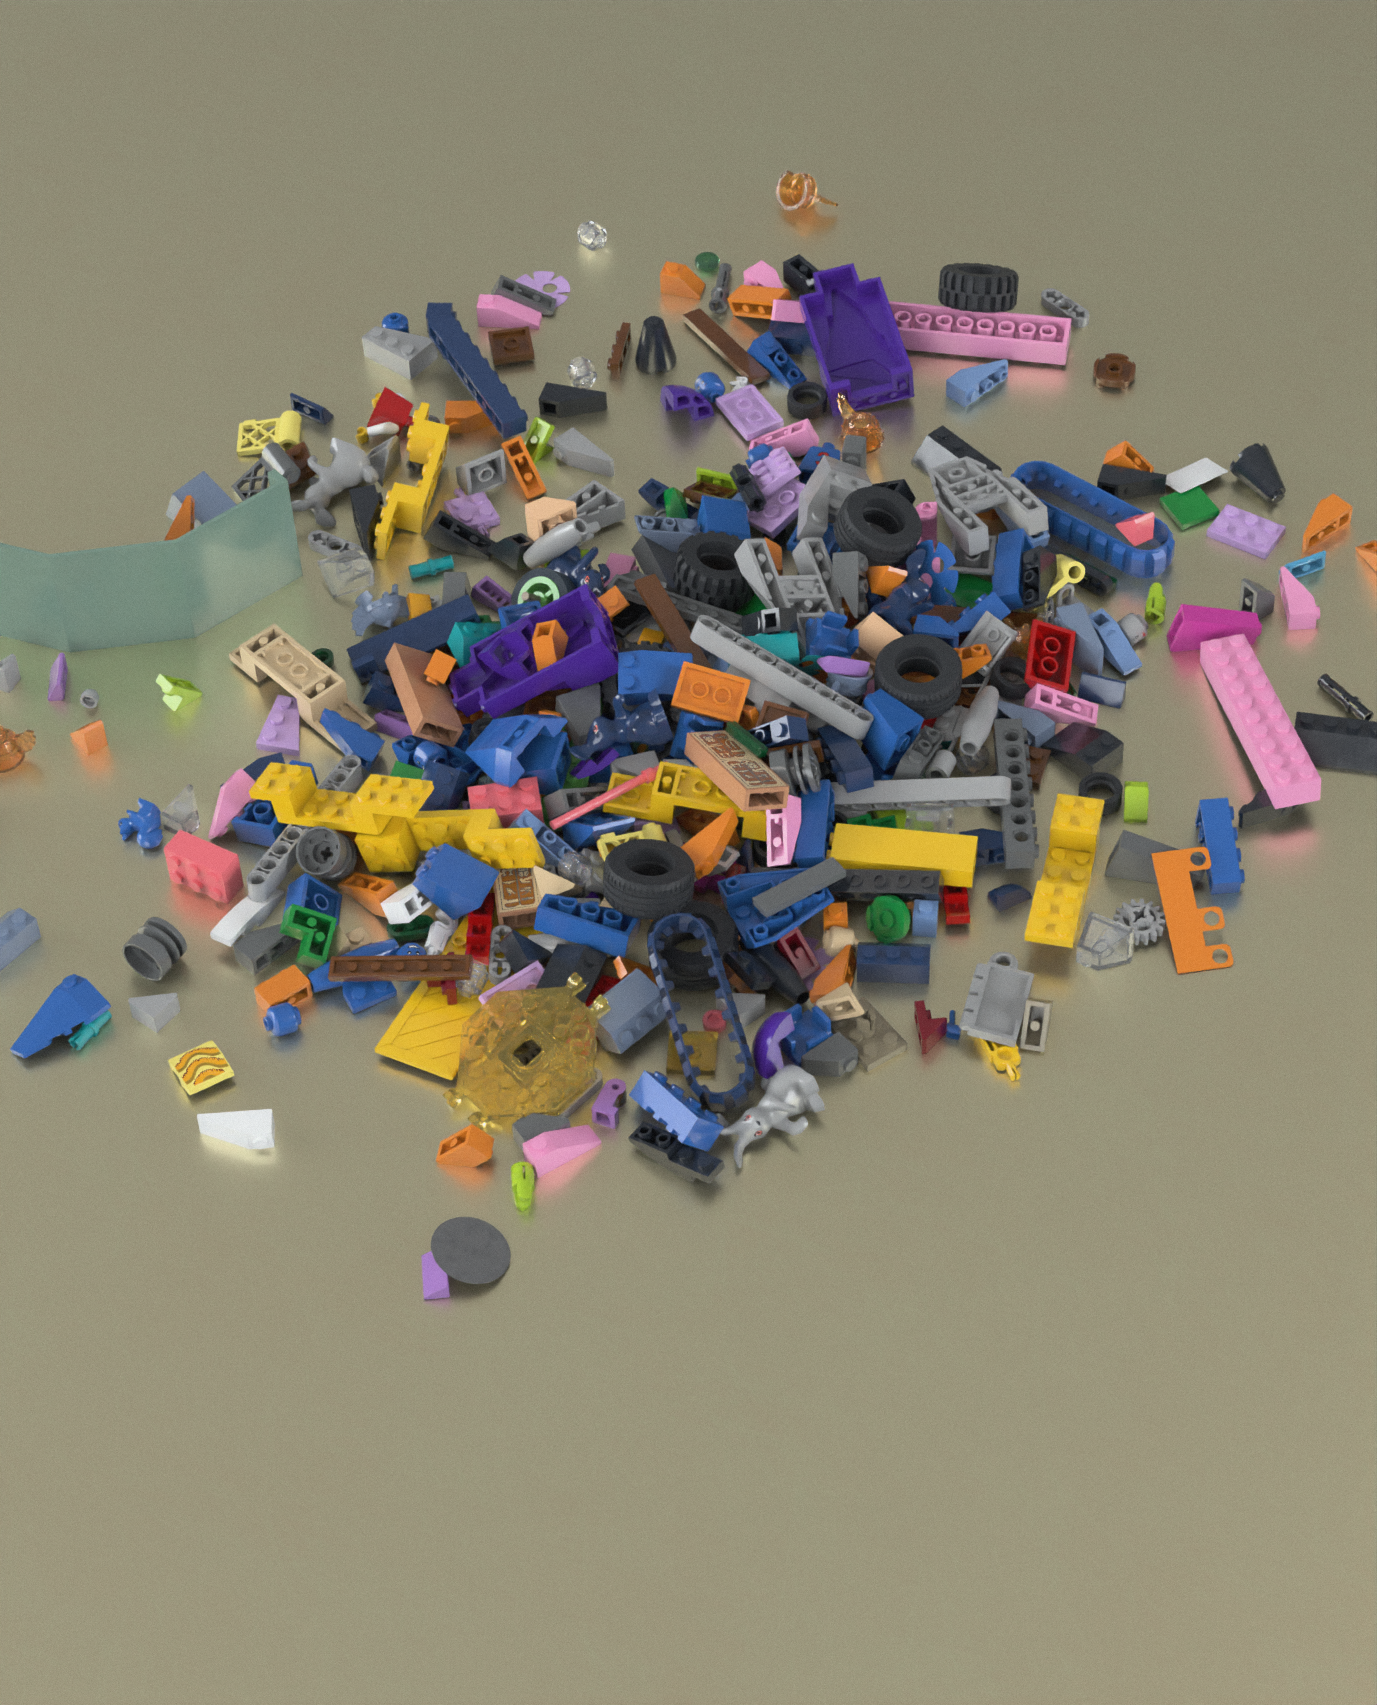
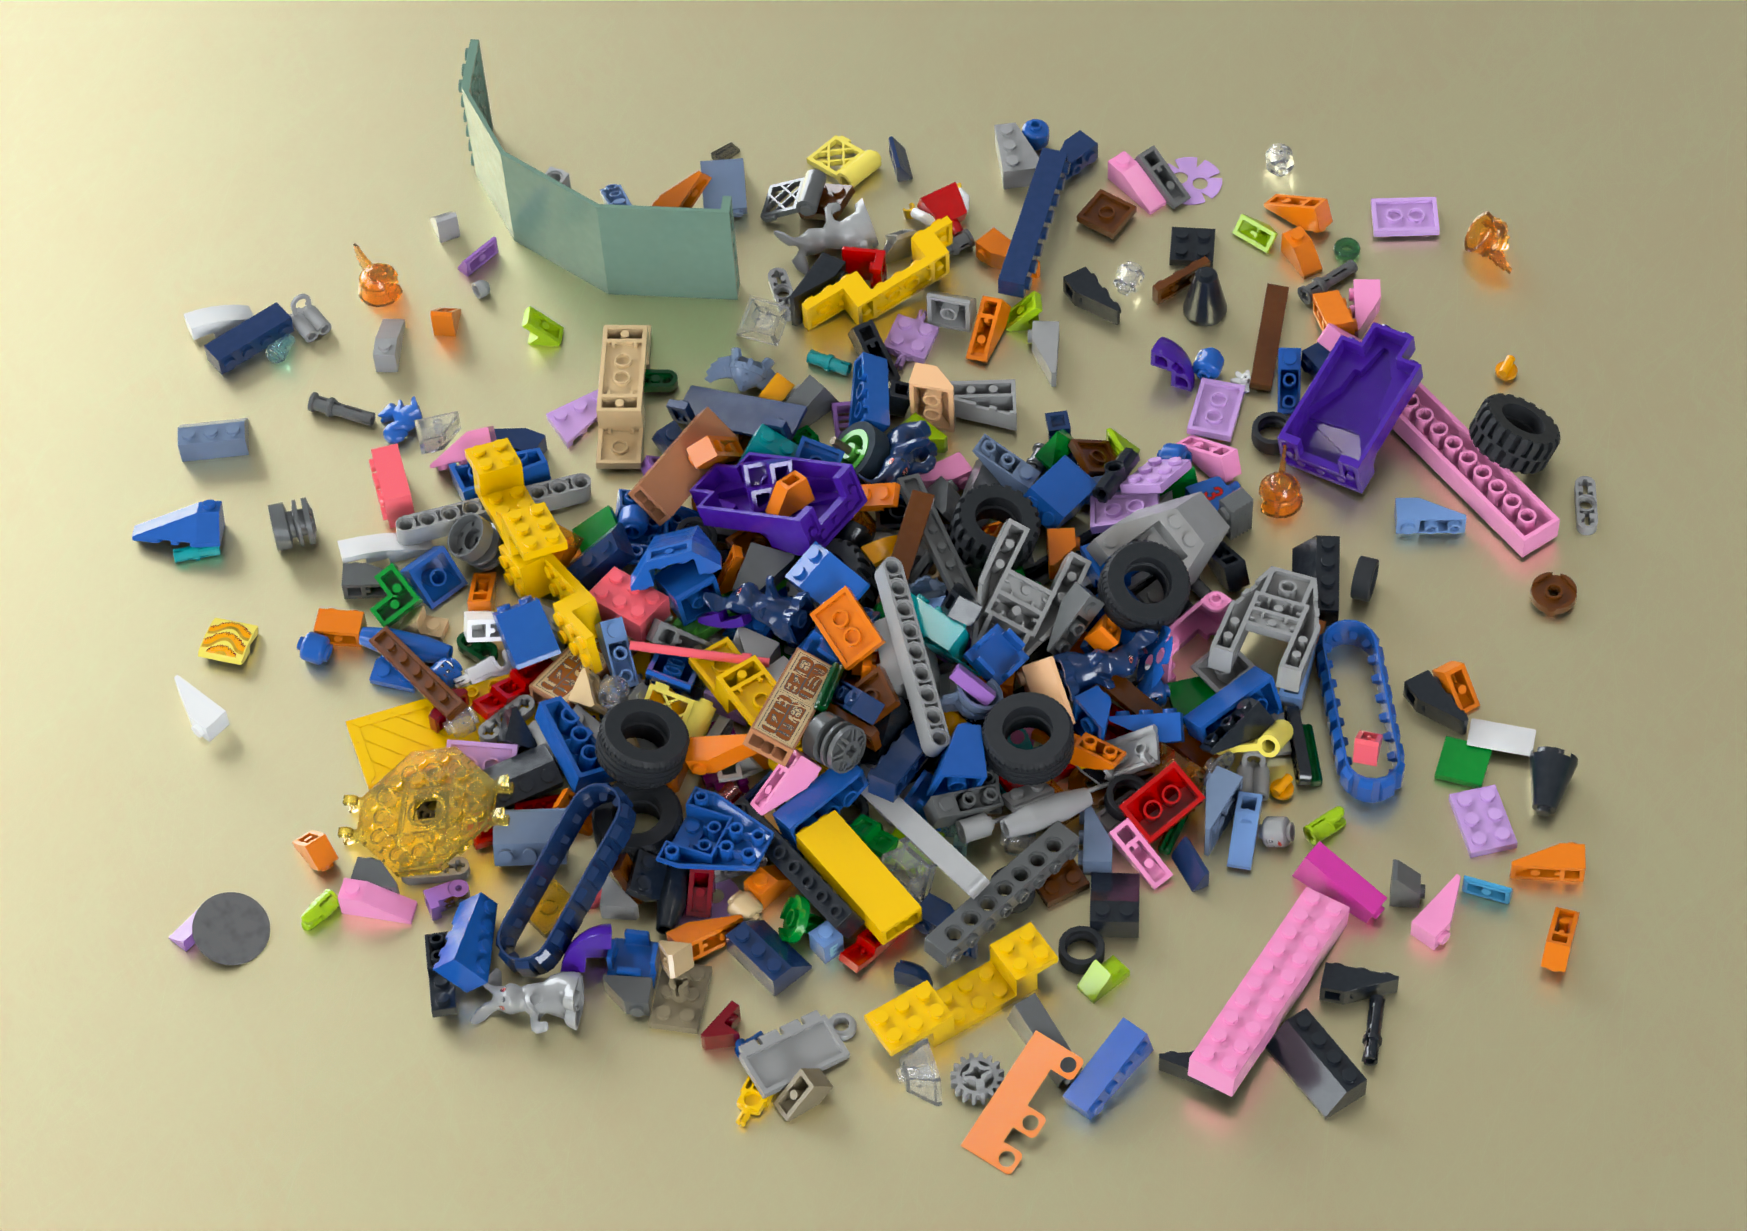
camera: 45 degrees right, 5 degrees up
(64, 783) = (388, 345): none -> light grey slope
(73, 855) = (332, 407): none -> dark grey pin
(155, 1010) = (248, 573): light grey slope -> none
(166, 489) = (725, 152): none -> clear smoke piece
(352, 738) = (602, 467): blue slope -> none
(385, 477) = (867, 262): none -> red bracket
(497, 559) = (870, 392): none -> blue wedge
(559, 541) = (913, 412): light grey plate -> none
(596, 328) = (1191, 245): none -> black plate
(632, 291) = (1255, 232): none -> lime slope
(648, 256) = (1308, 212): none -> orange slope
(722, 217) = (1404, 216): none -> lavender plate
(799, 274) = (1398, 312): black hinge -> none
(799, 887) = (736, 839): dark grey tile -> none
(909, 263) = (1506, 369): none -> light orange plate
(989, 439) = (1364, 578): none -> black tyre
(1097, 601) = (1282, 787): none -> light orange plate
(1297, 682) = (1350, 984): none -> black slope

